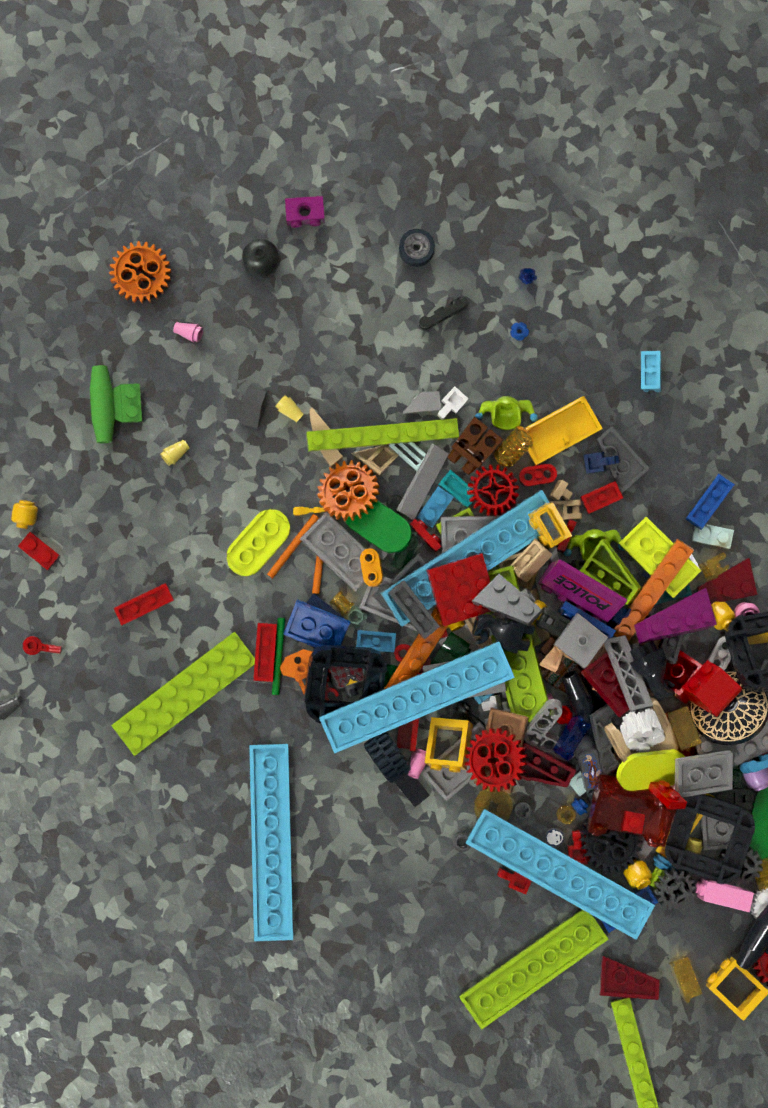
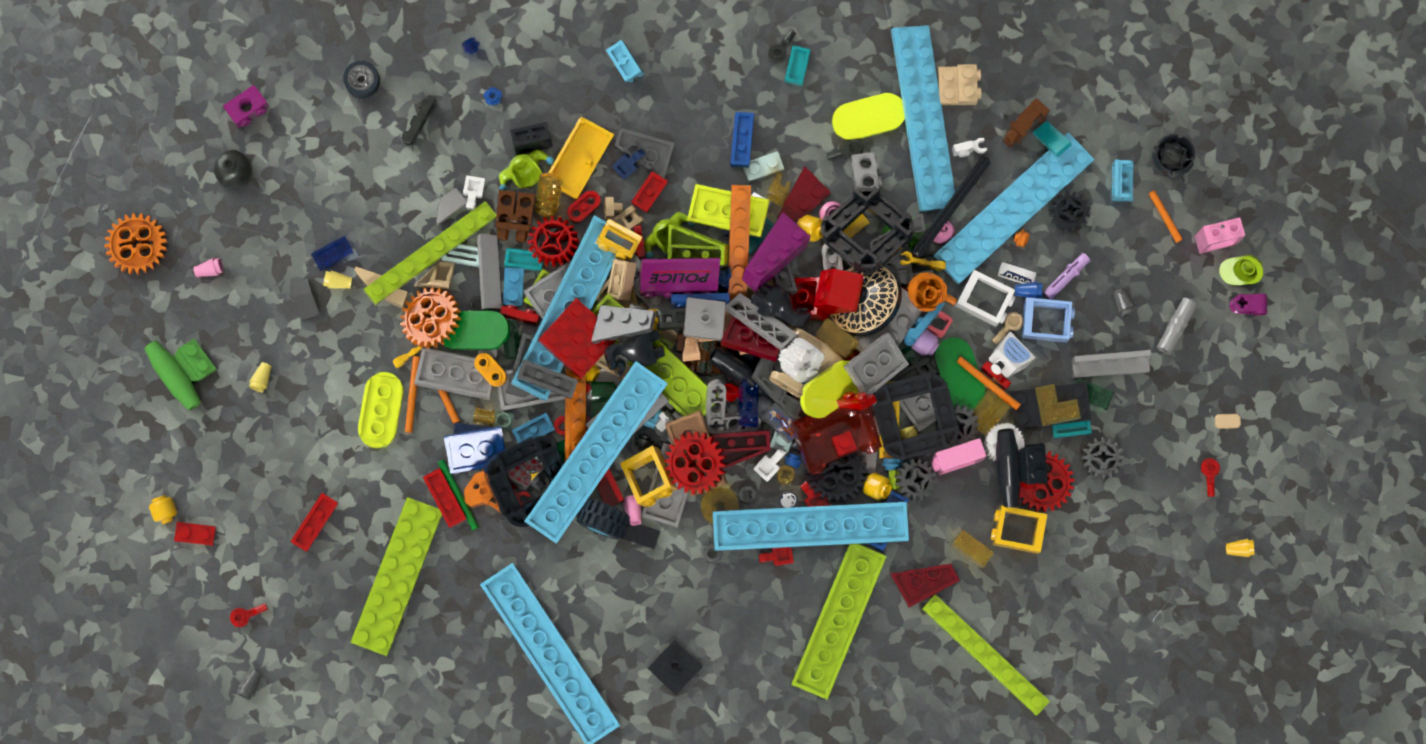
camera: 30 degrees left, 5 degrees down
(300, 383) = (332, 253): none -> clear blue plate
(369, 919) = (674, 667): none -> black tile
(529, 388) = (531, 137): none -> black hinge
(556, 798) = (768, 465): none -> white plate

